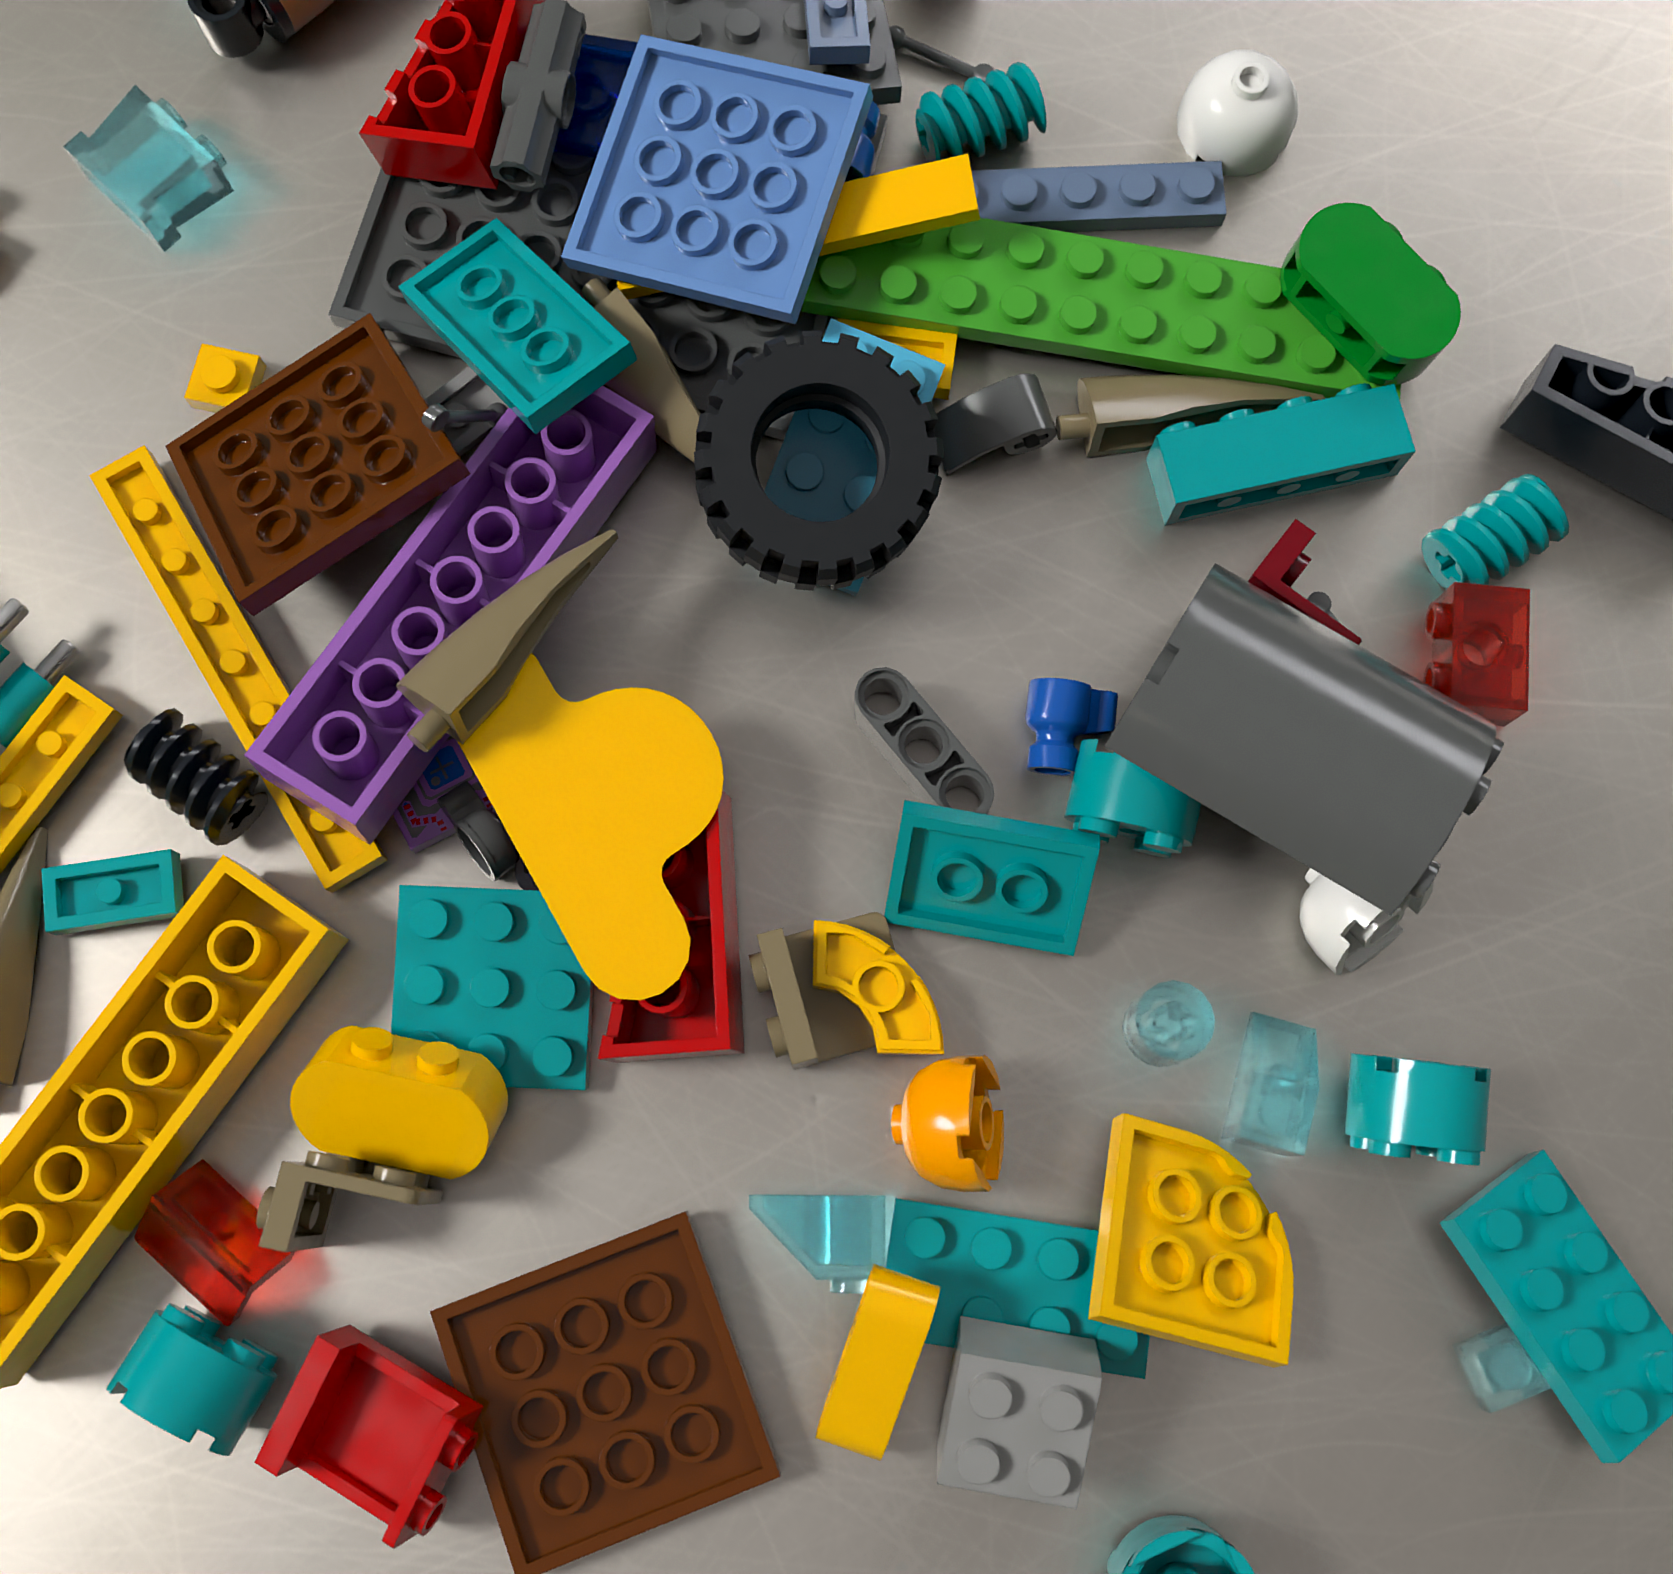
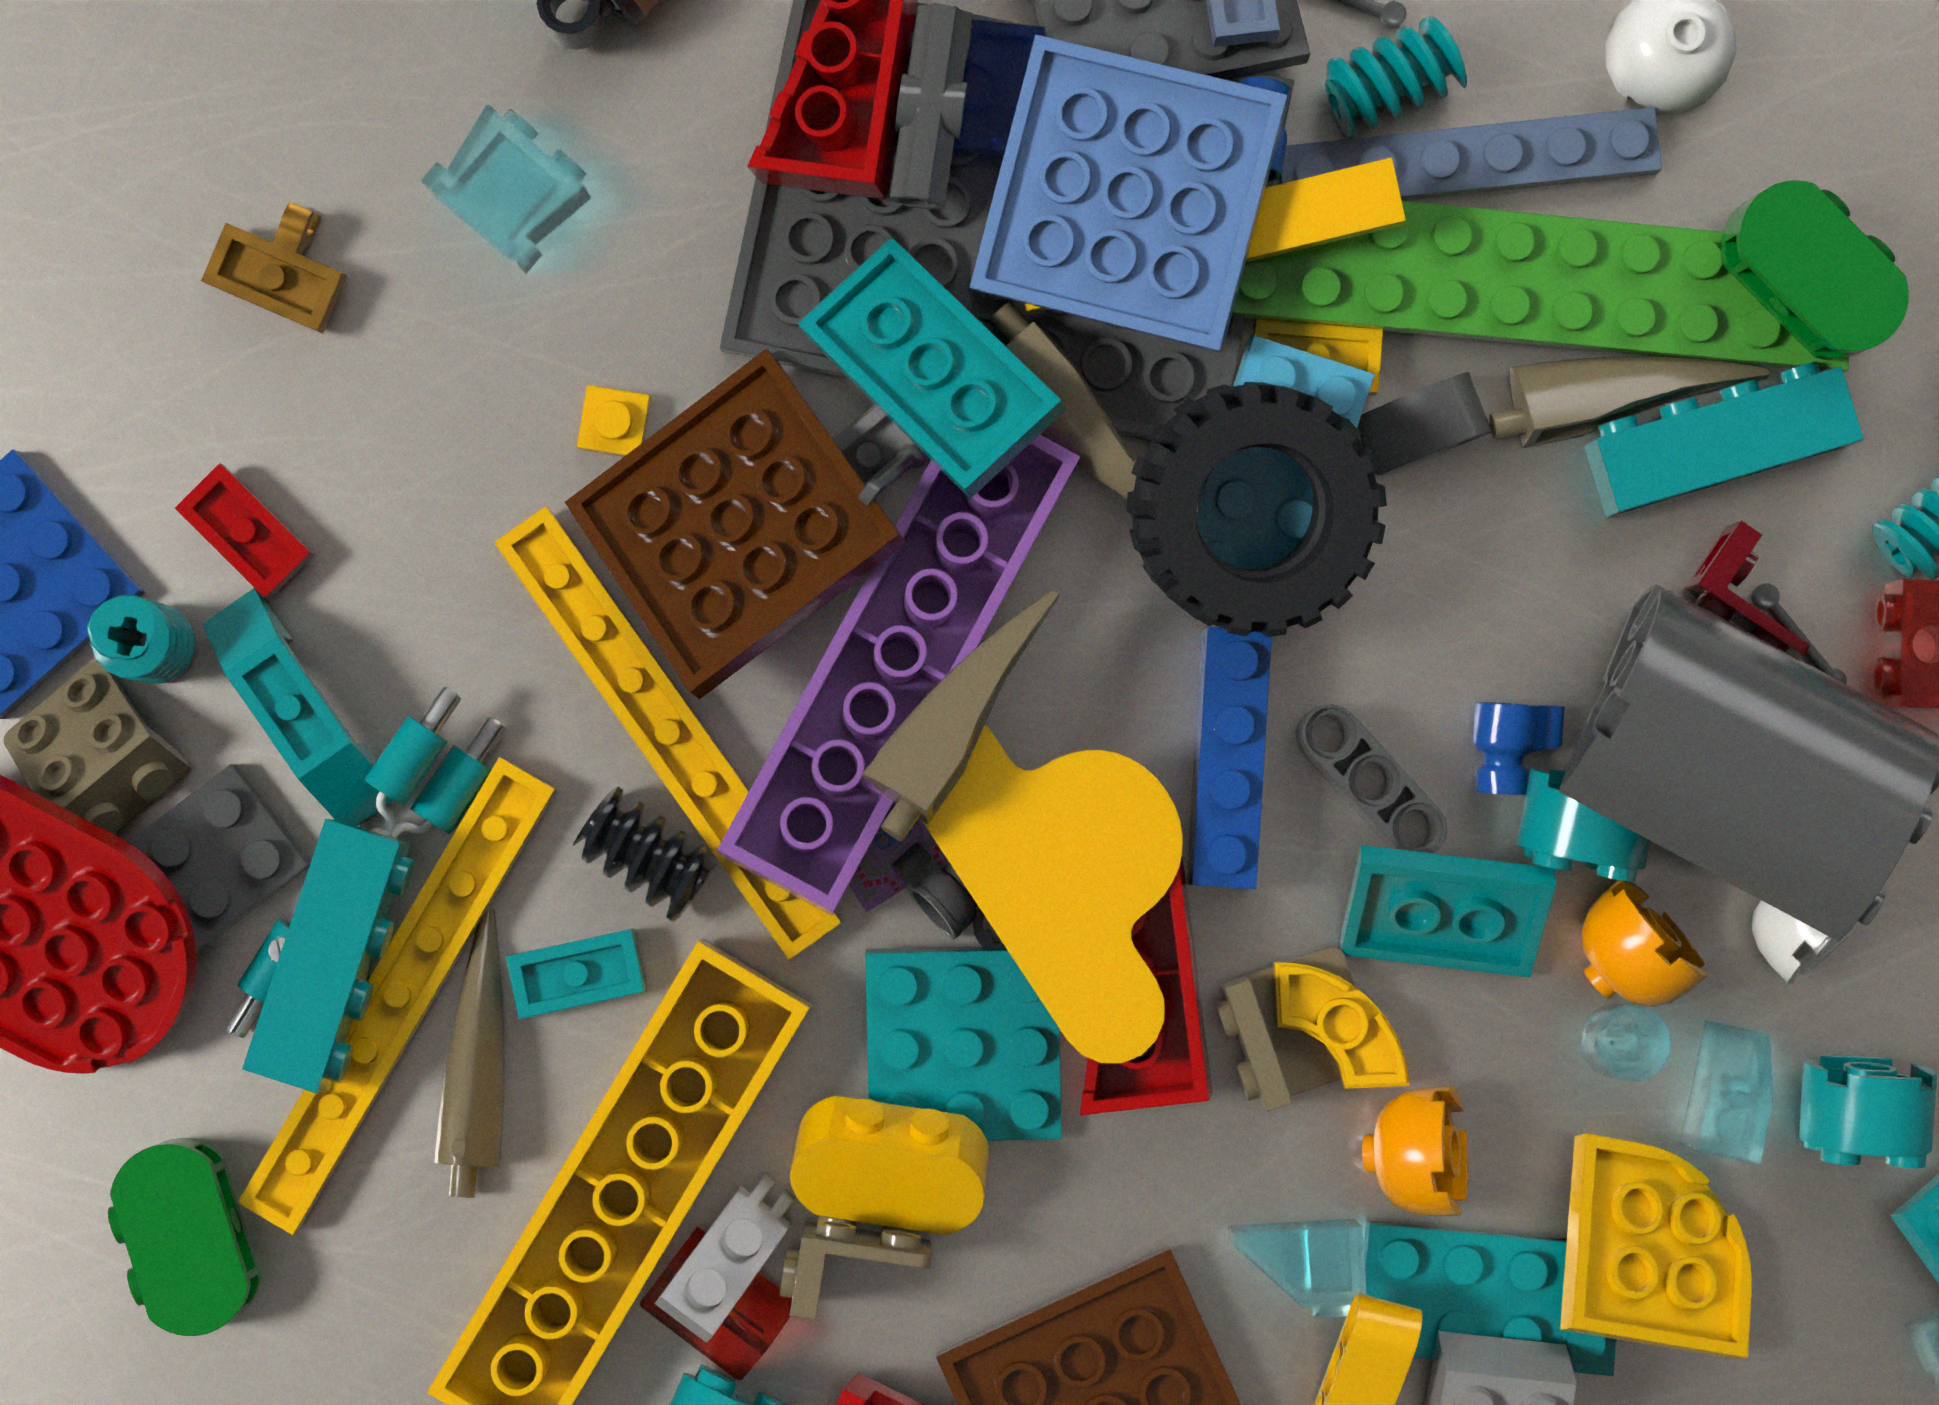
camera: 10 degrees left, 10 degrees up
(216, 1192) = (726, 1260): none -> light grey hinge
(781, 719) = (1229, 759): none -> blue brick
(1181, 930) = (1637, 950): none -> light orange cylinder

